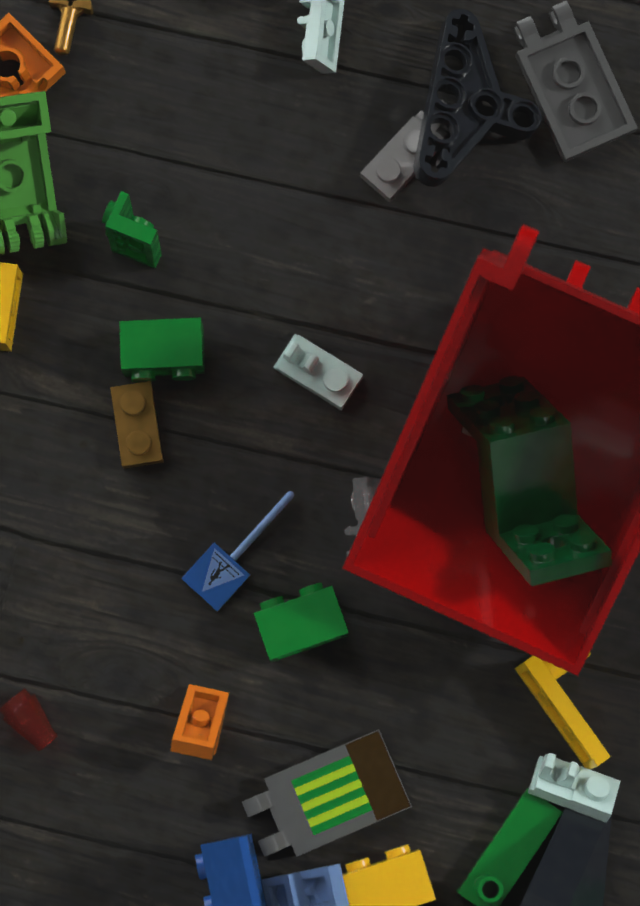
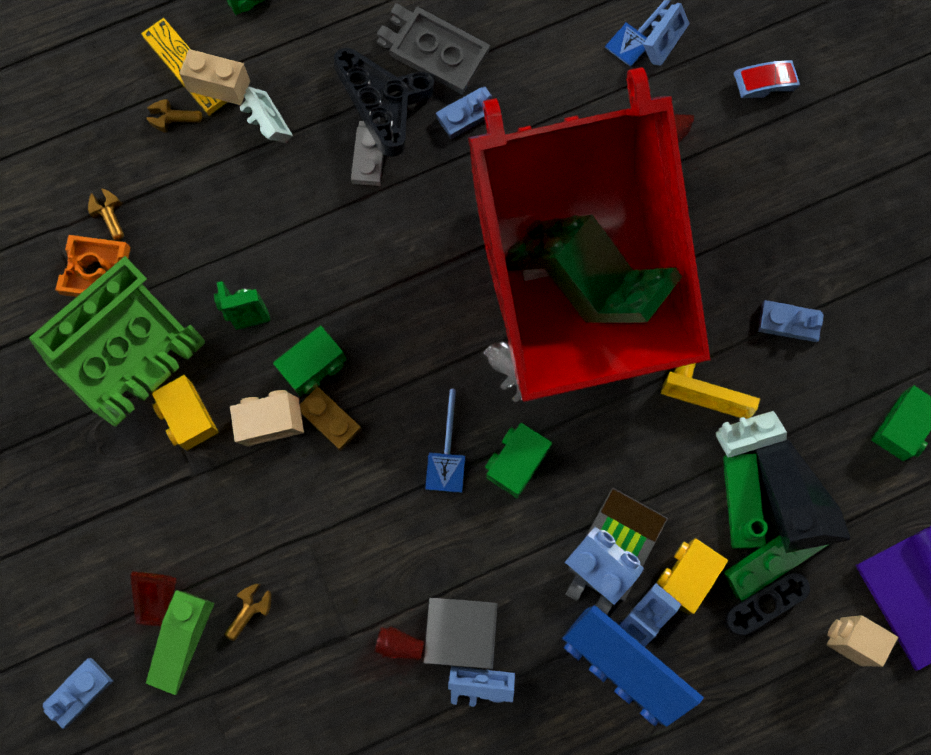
camera: 35 degrees left, 5 degrees down
(70, 377) = (266, 418): none -> tan brick
(82, 825) = (481, 683): none -> medium blue plate
(102, 757) = (461, 633): none -> dark grey slope
(200, 722) = (504, 564): orange slope -> none
(304, 803) = (605, 565): none -> medium blue bracket
(318, 371) = (413, 309): light aqua plate -> none
(551, 188) = (463, 113): none -> medium blue plate

